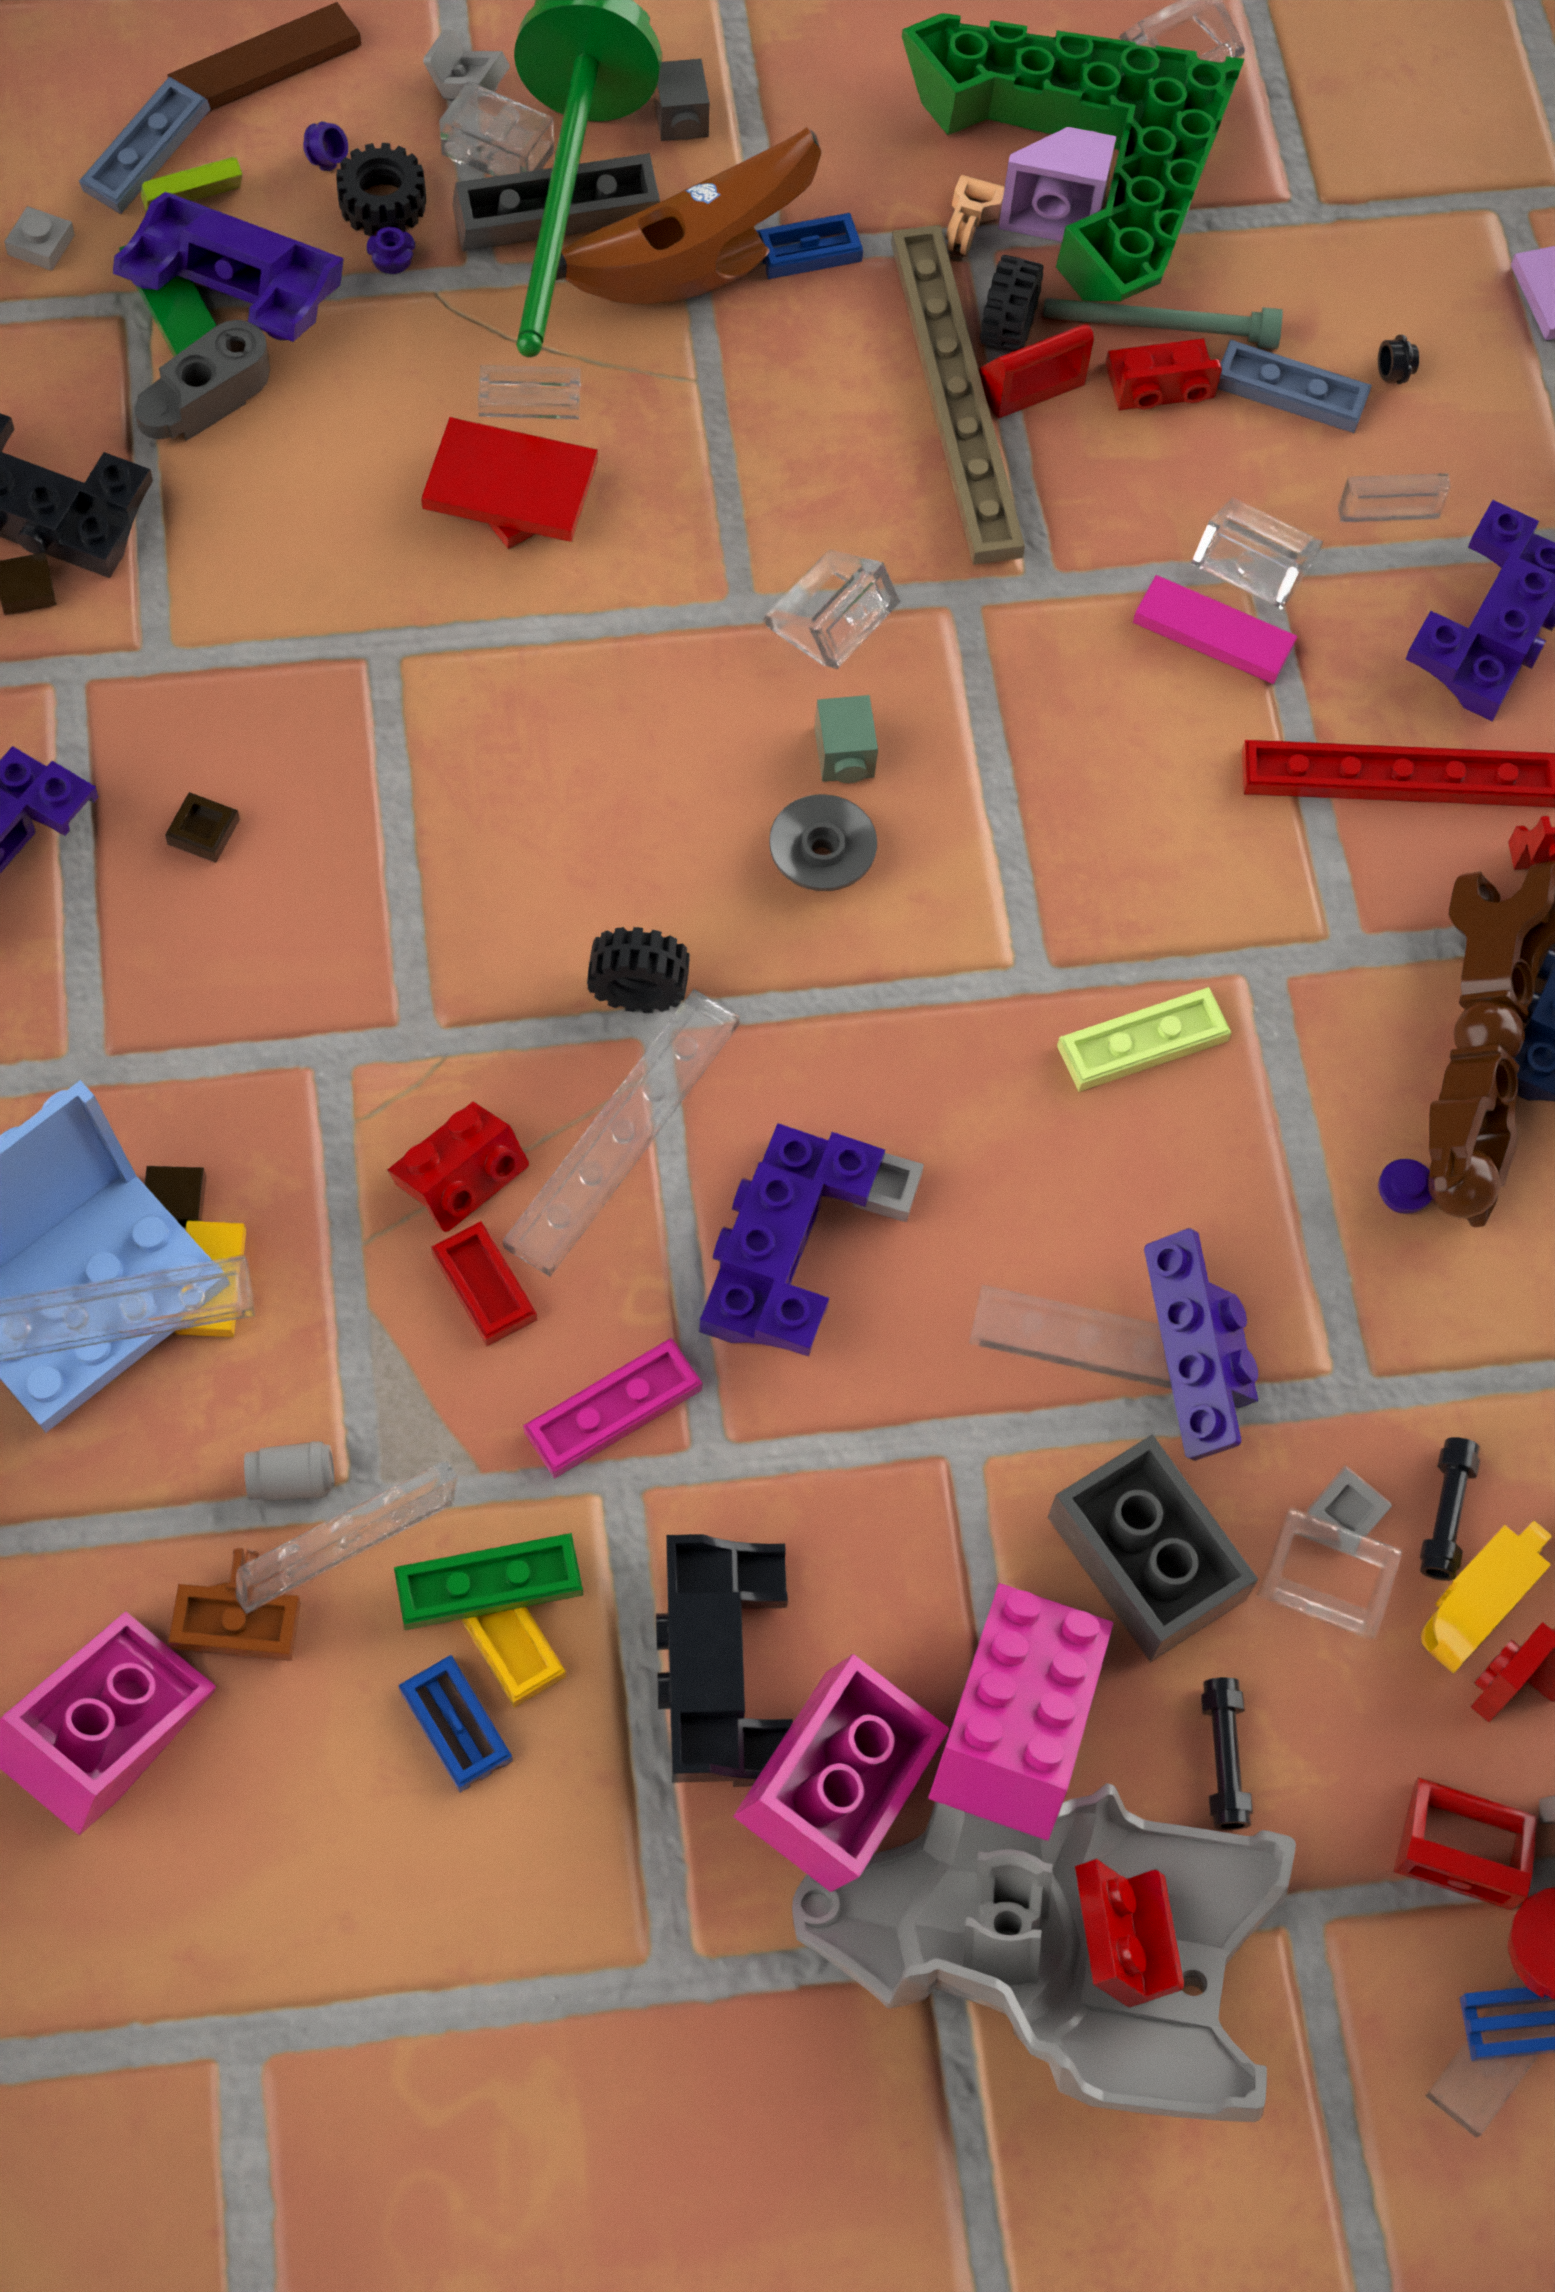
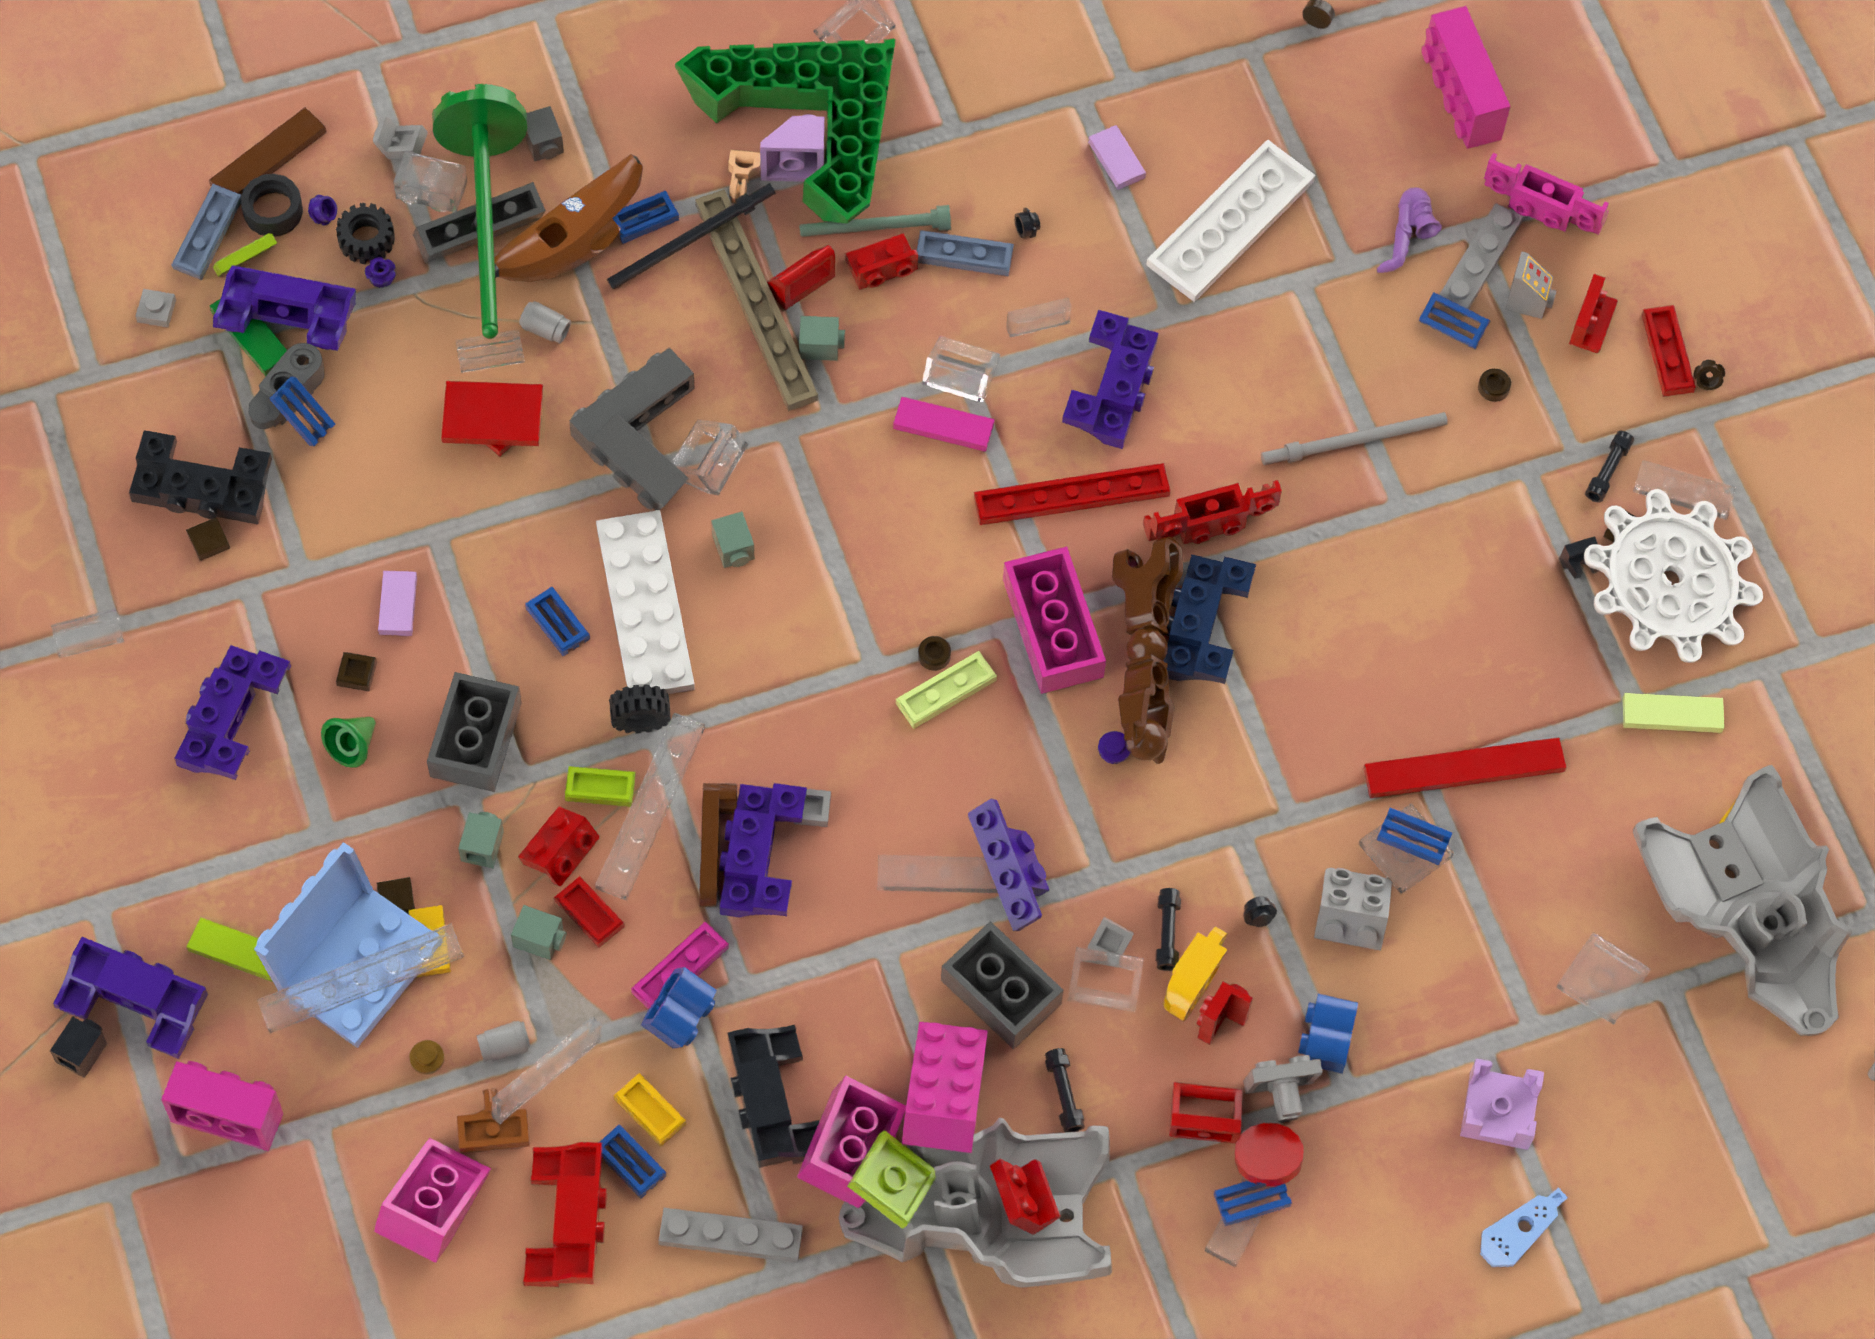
camera: 10 degrees left, 0 degrees up
(155, 1472) = (426, 1057): none -> pearl gold plate
(160, 927) = (348, 739): none -> green hat
(233, 410) = (306, 397): none -> blue tile
(252, 97) = (266, 185): none -> black tyre
(293, 735) = (397, 603): none -> lavender tile
(333, 1129) = (481, 839): none -> sand green brick
(337, 1804) = (576, 1216): none -> red bracket
(362, 954) = (474, 731): none -> dark grey brick
(389, 1301) = (538, 933): none -> sand green brick
(488, 1581) = (631, 1079): green tile -> none
(548, 1083) = (600, 786): none -> lime tile
(555, 847) = (572, 641): none -> blue tile
(596, 1476) = (679, 1008): none -> blue brick
(599, 1891) = (730, 1235): none -> light grey plate
(622, 364) = (544, 322): none -> light grey piece
(686, 809) = (645, 602): none -> white plate
(716, 590) = (636, 463): none -> dark grey brick
(730, 506) = (637, 398): none -> dark grey brick
(731, 1143) = (717, 800): none -> reddish brown beam
(827, 824) = (732, 595): dark grey dish -> none
(900, 1858) = (893, 1179): none -> lime tile
(965, 248) = (744, 204): none -> black bar
(1011, 303) = (779, 236): black tyre -> none
(1045, 464) = (820, 338): none -> sand green brick
(1135, 977) = (934, 653): none -> dark brown tile
(1342, 961) = (1054, 620): none -> dark pink brick

